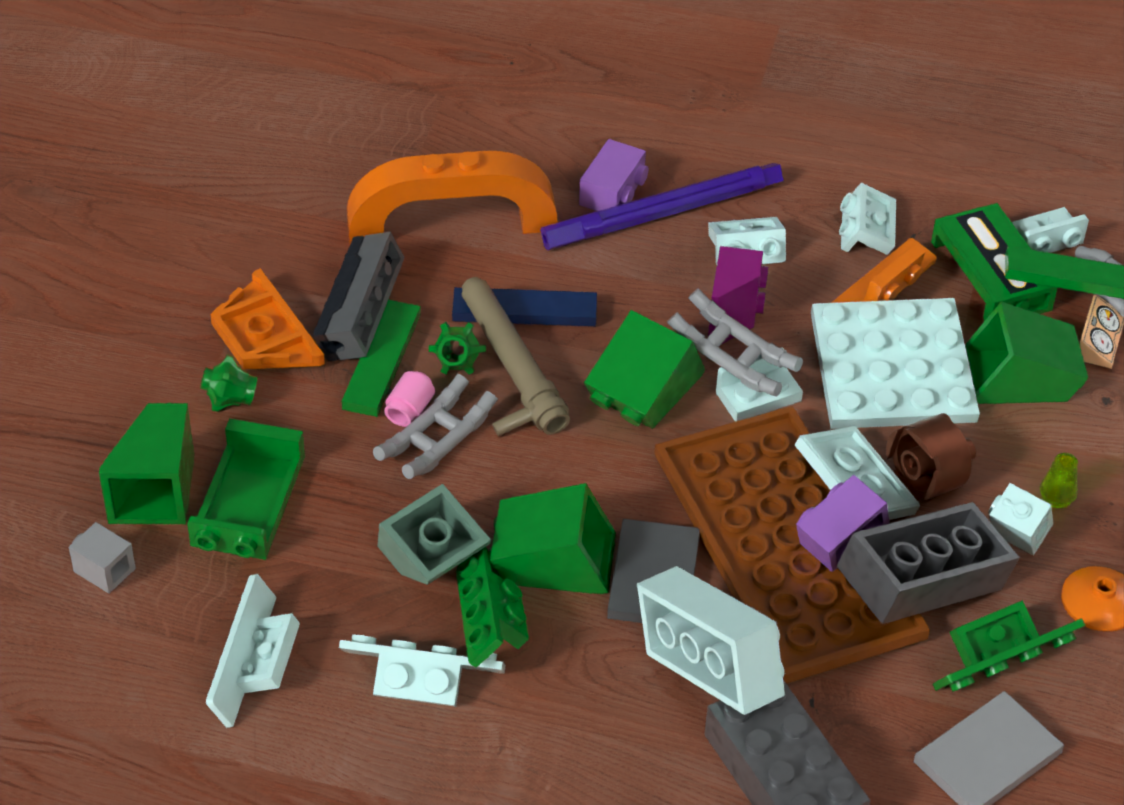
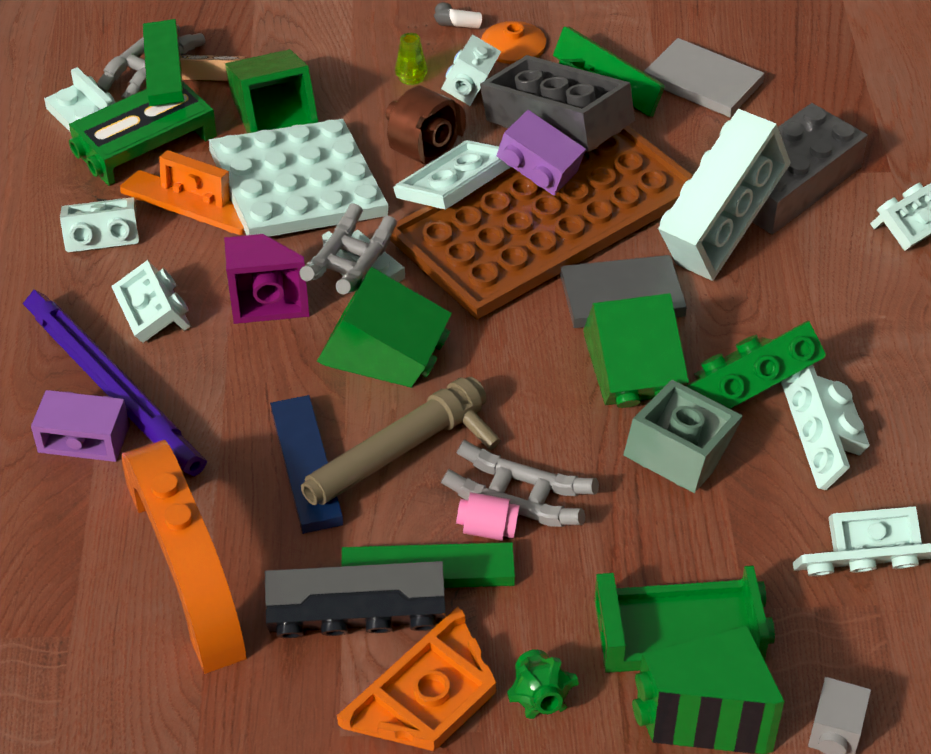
camera: 105 degrees left, 0 degrees up
(448, 357) = (408, 487): green rock -> none

